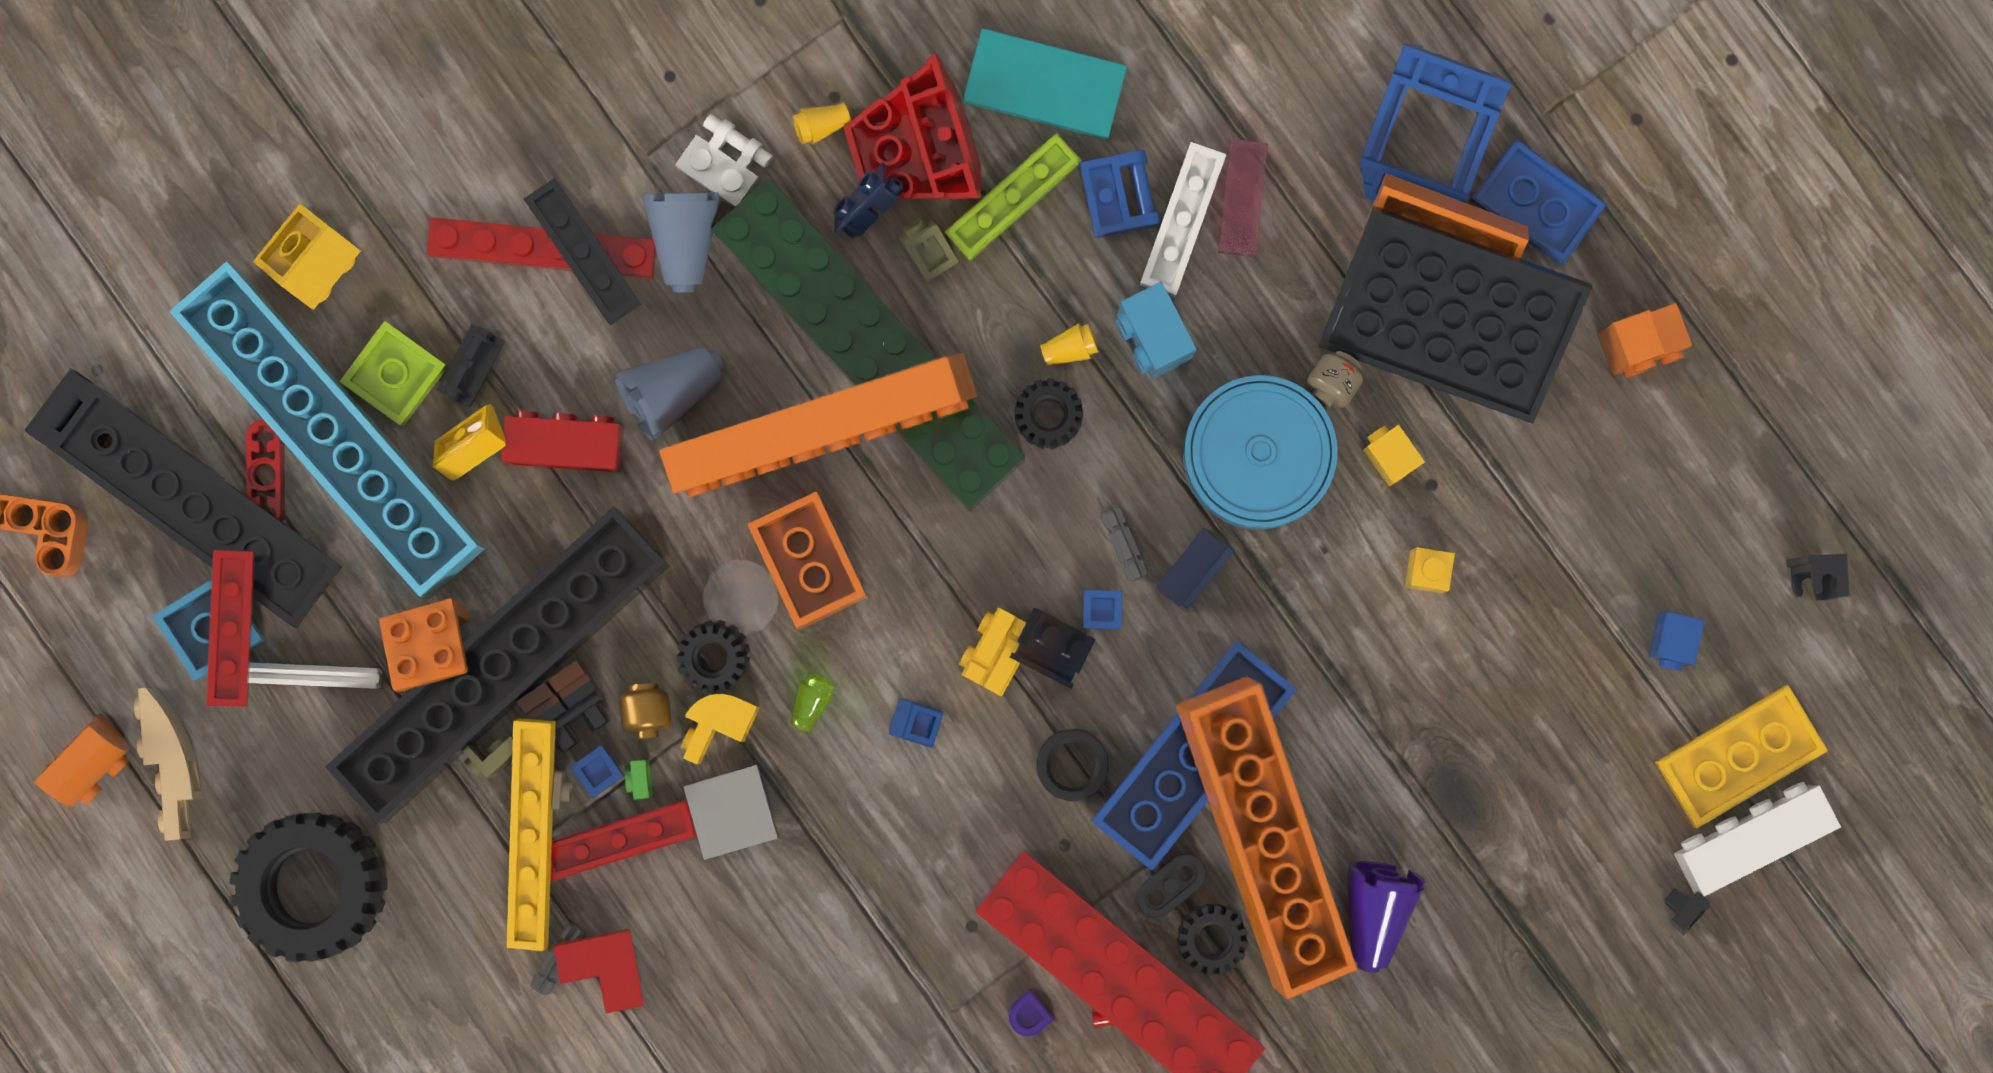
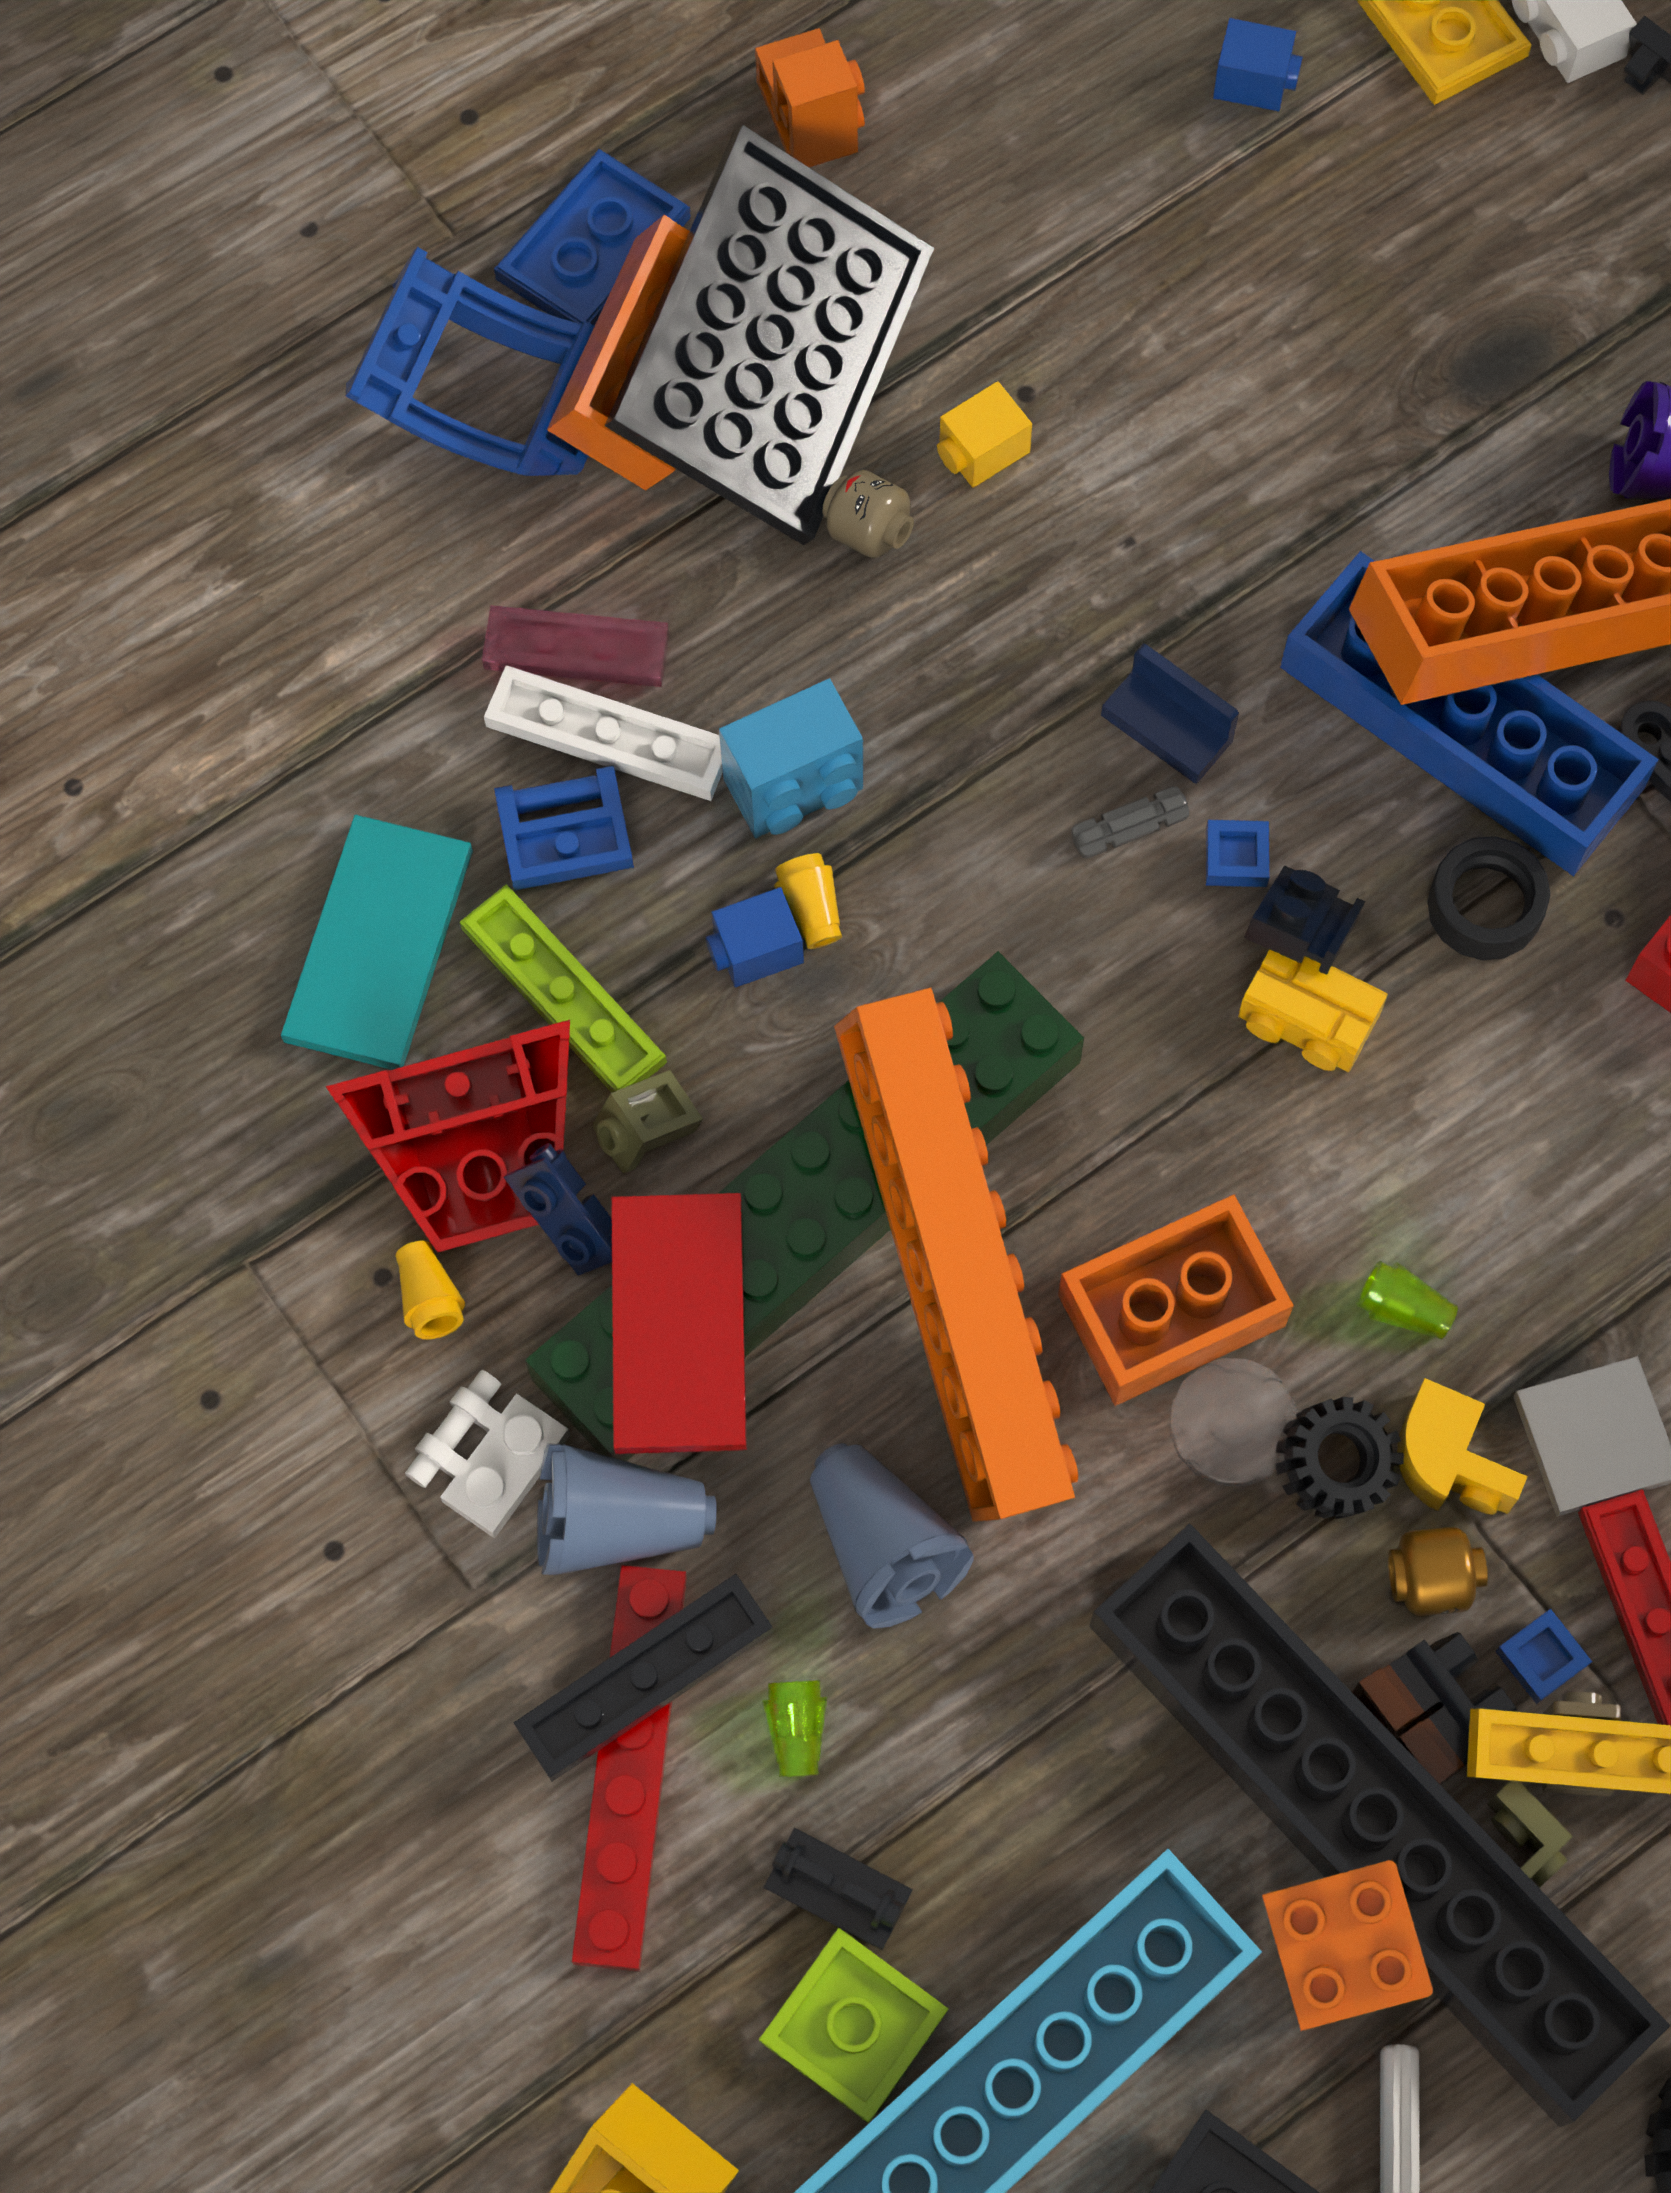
camera: 90 degrees left, 15 degrees down
(468, 443) = (980, 1882): yellow slope -> none
(562, 340) = (796, 1725): none -> clear neon green cone
(563, 442) = (975, 1719): red brick -> none
(639, 779) = (1554, 1581): bright green plate -> none
(784, 264) = (678, 1323): none -> red tile
(916, 722) = (1430, 1143): blue slope -> none
(1042, 391) = (921, 898): black tyre -> none
(1043, 311) = (755, 938): none -> blue brick
(1260, 452) = (983, 619): dark azure brick -> none
(1429, 570) = (1162, 384): yellow brick -> none

